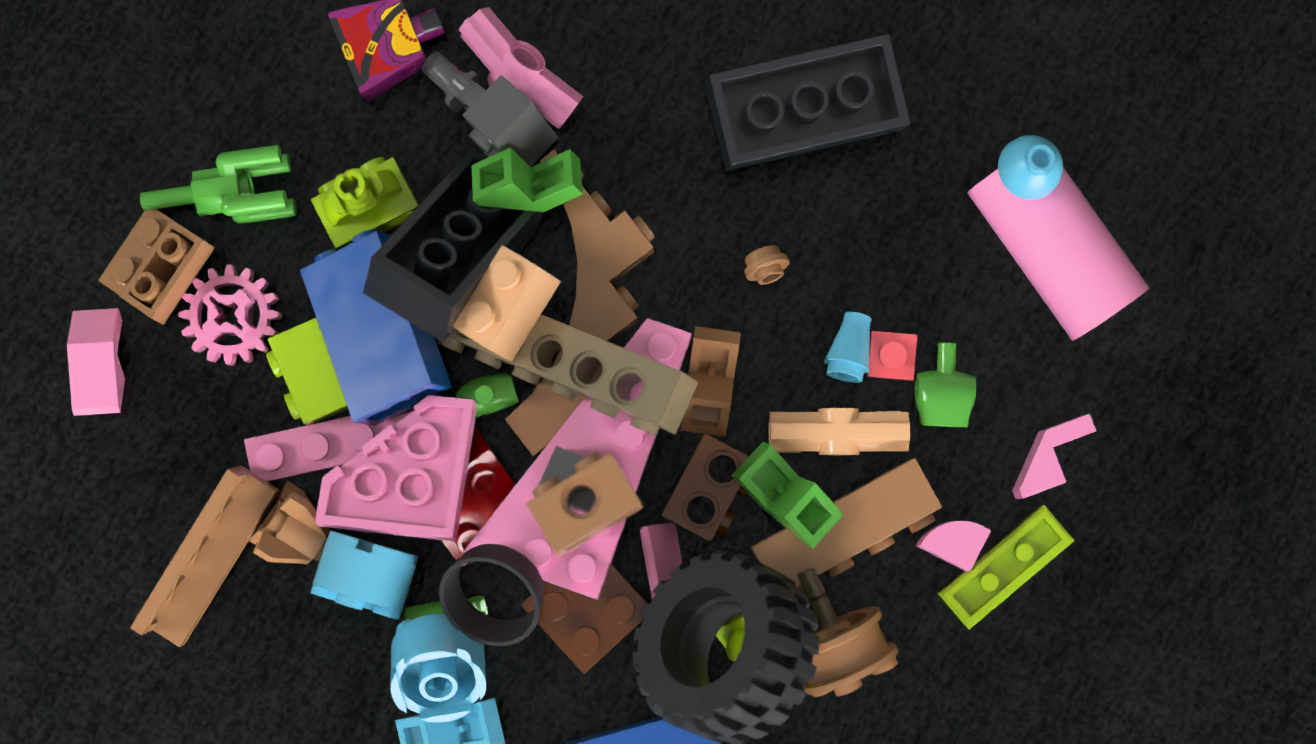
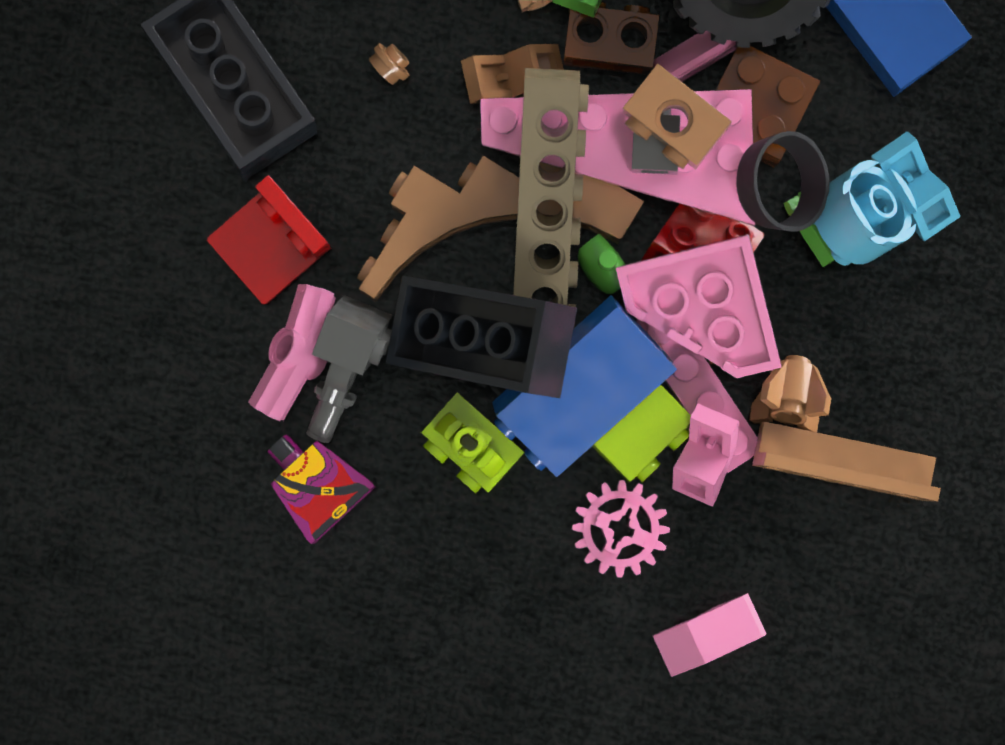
camera: 115 degrees left, 0 degrees up
(156, 265) = (600, 614): medium nougat brick -> none
(231, 188) = (506, 575): bright green plant -> none
(265, 422) = (706, 455): none -> bright pink slope
(364, 574) = (807, 311): medium azure brick -> none
(506, 303) = (520, 266): light nougat brick -> none
(512, 184) = (407, 308): bright green slope -> none
(636, 84) = (268, 242): none -> red bracket

